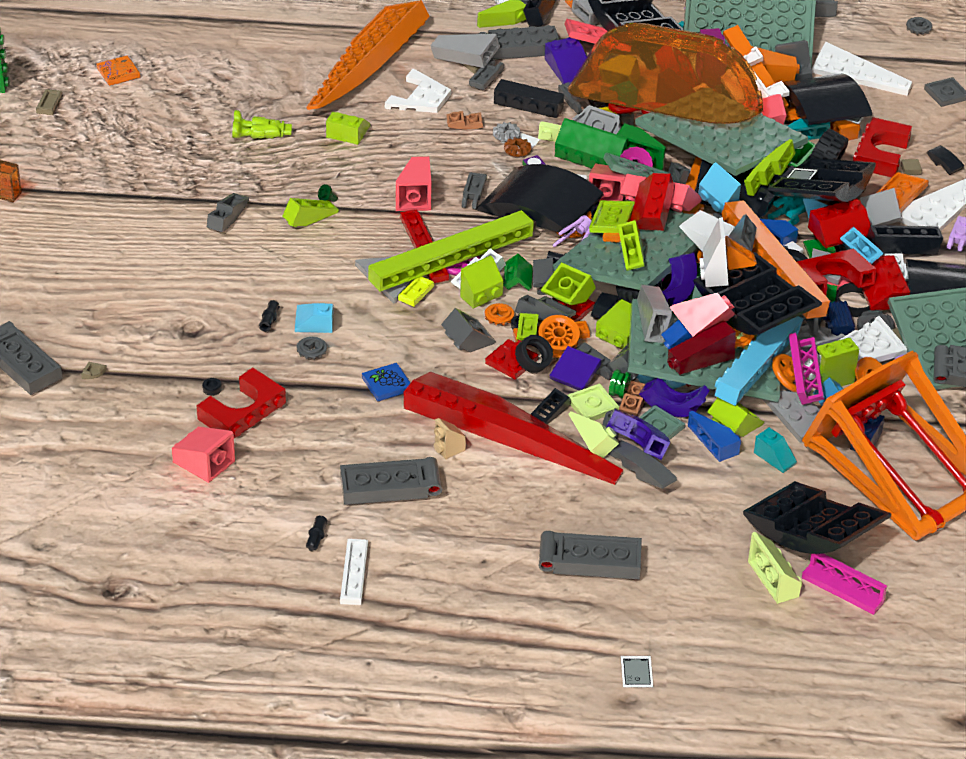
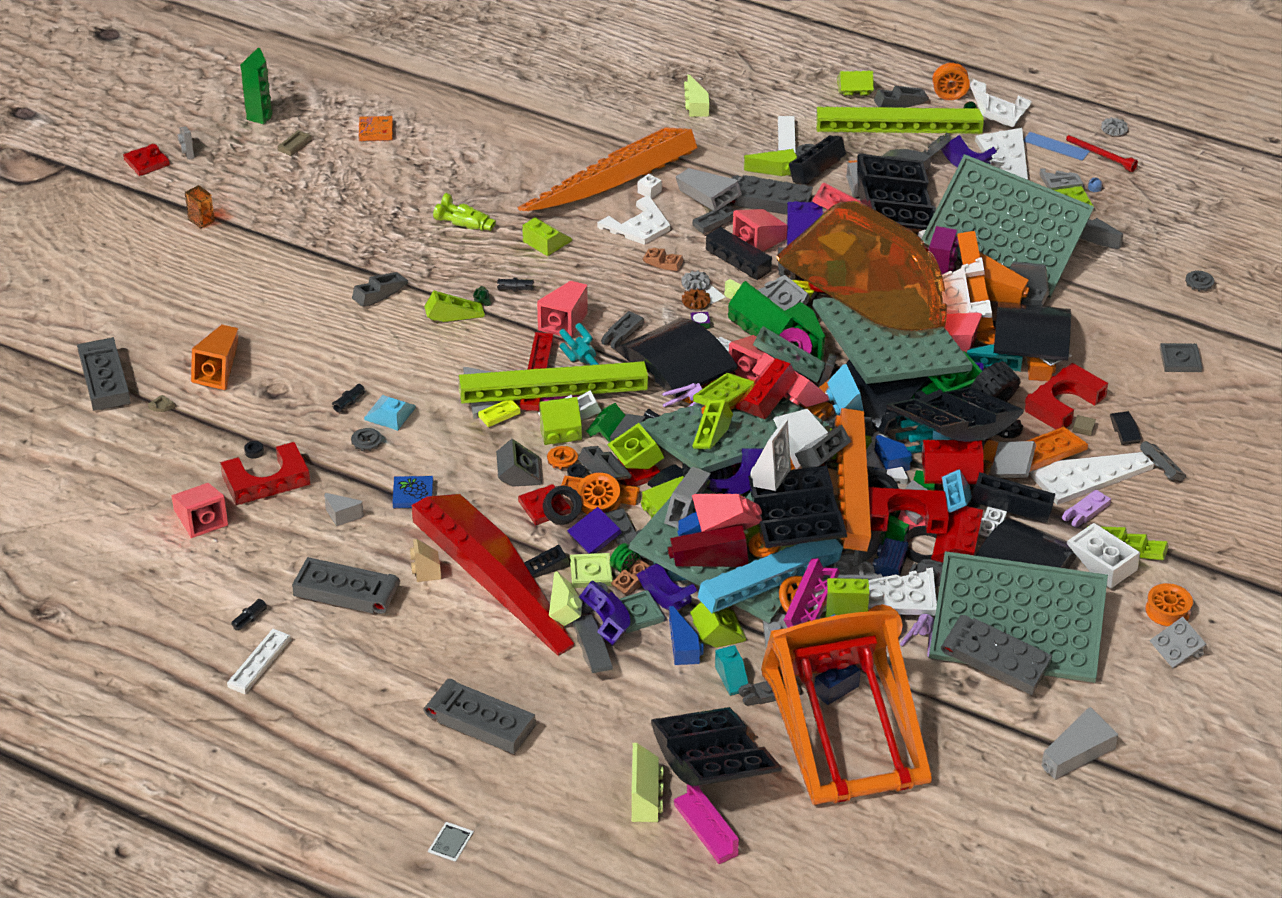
camera: 25 degrees right, 0 degrees up
(122, 314) = (214, 357): none -> orange slope
(335, 414) = (343, 509): none -> light grey slope
(350, 175) = (515, 284): none -> black pin
(408, 60) = (649, 186): none -> white plate
(451, 215) = (580, 347): none -> teal plant
(527, 325) = (574, 475): lime plate -> none
(533, 71) = (759, 228): none -> coral slope
(737, 255) = (801, 463): orange slope -> none
(771, 165) = (913, 383): lime slope -> none
(802, 173) = (940, 400): light grey sticker -> none
(810, 460) = (758, 693): none -> dark grey hinge
(837, 61) = (1098, 309): white wing -> none

